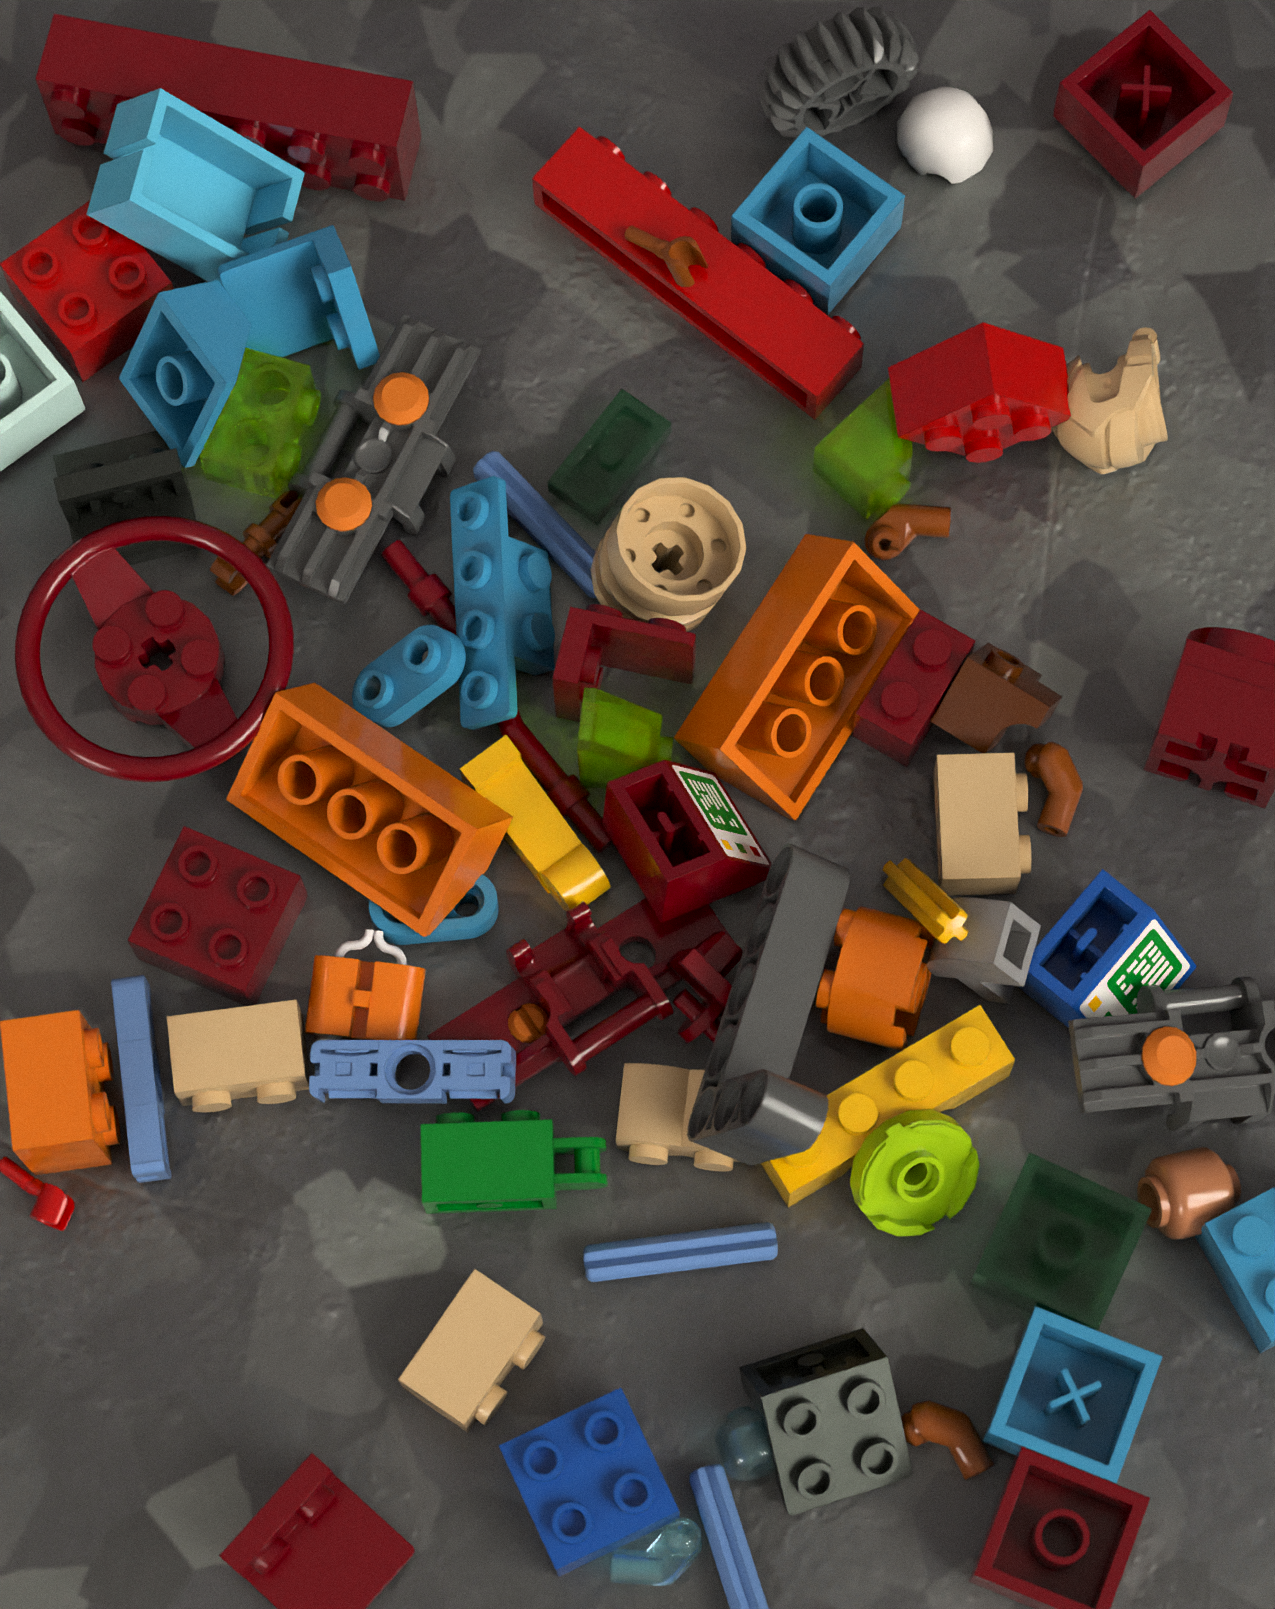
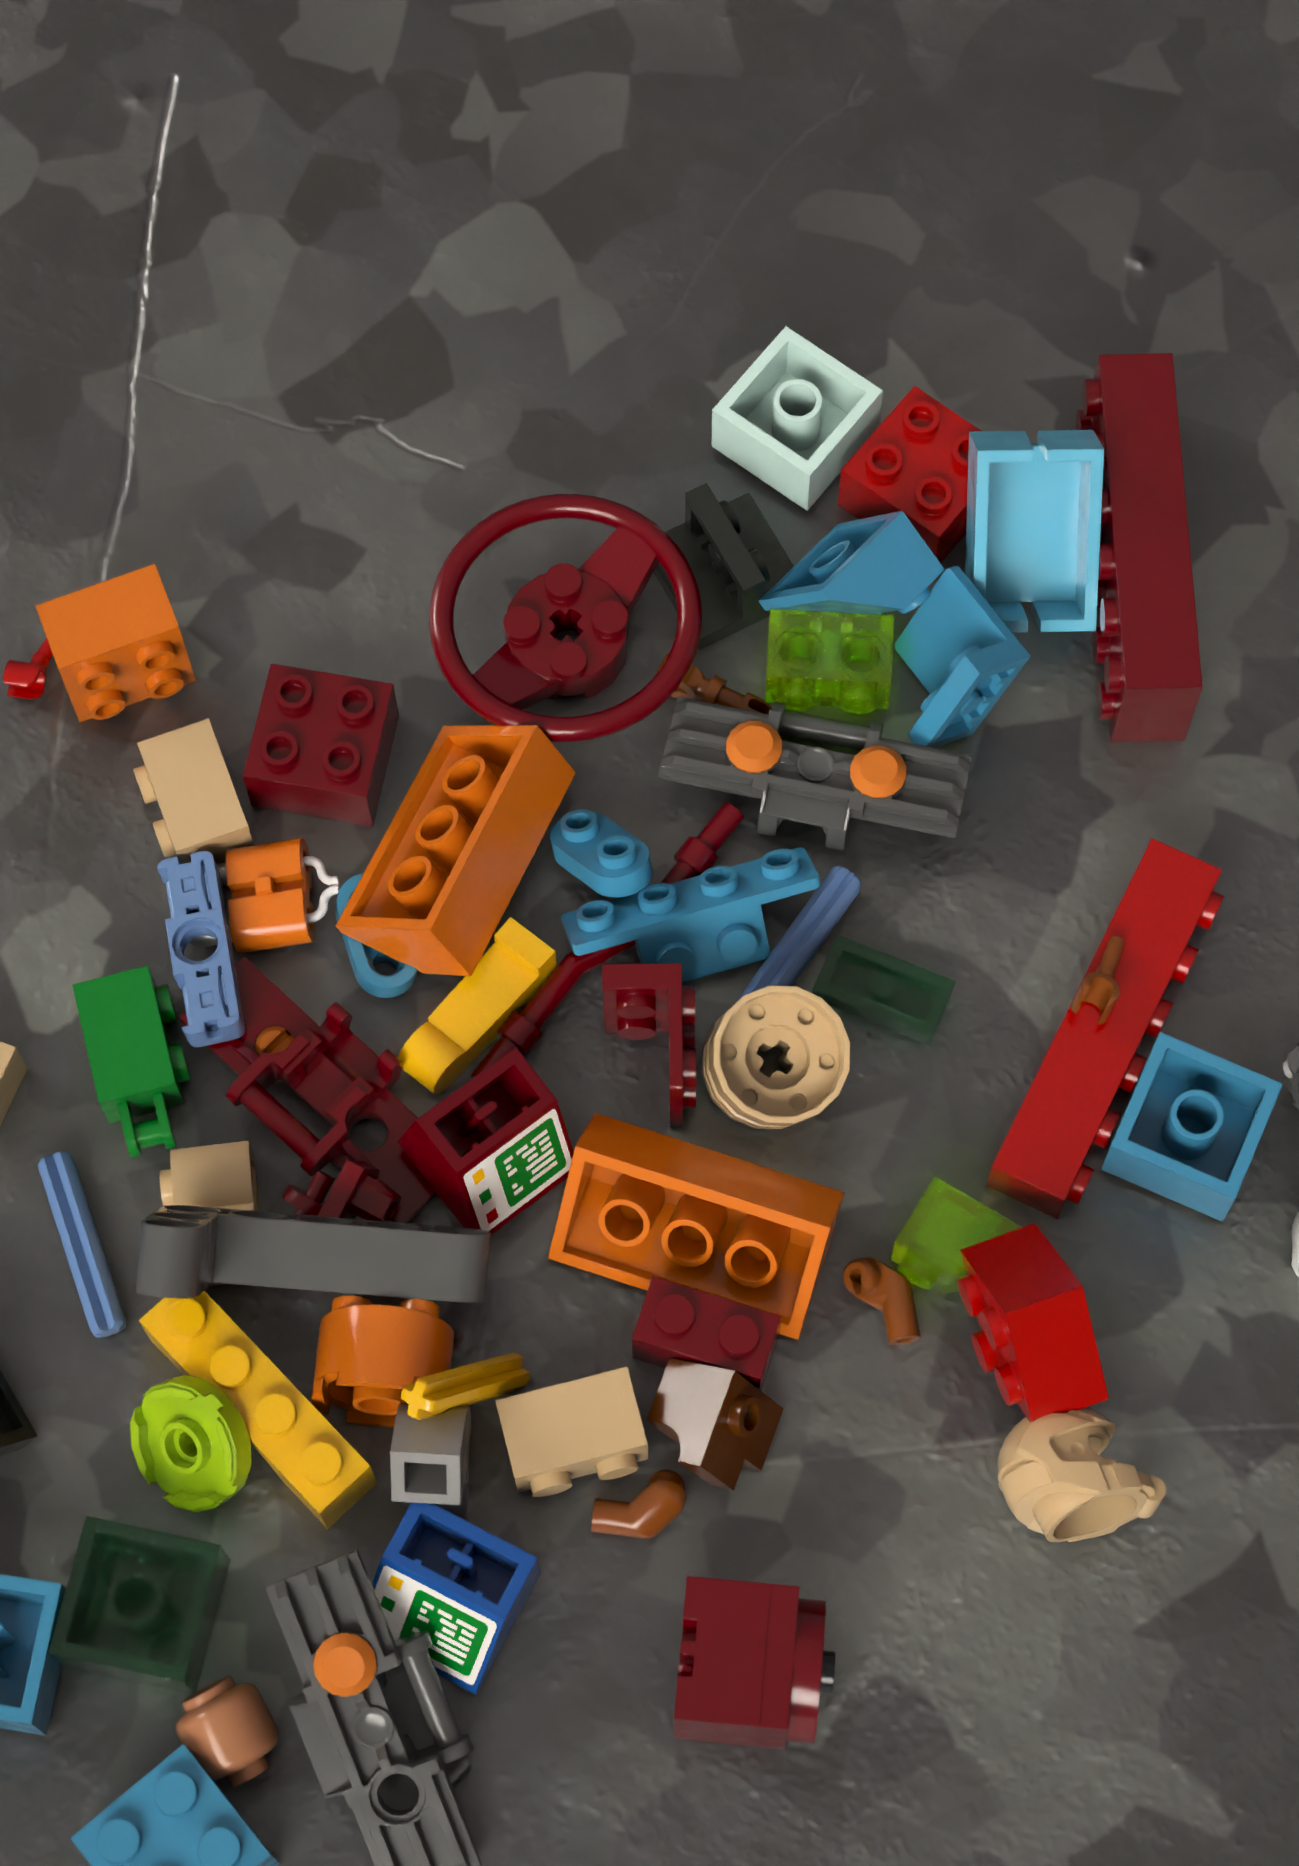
camera: 75 degrees right, 5 degrees down
(140, 1079) = (120, 728): medium blue piece -> none
(617, 738) = (574, 1057): clear neon green slope -> none

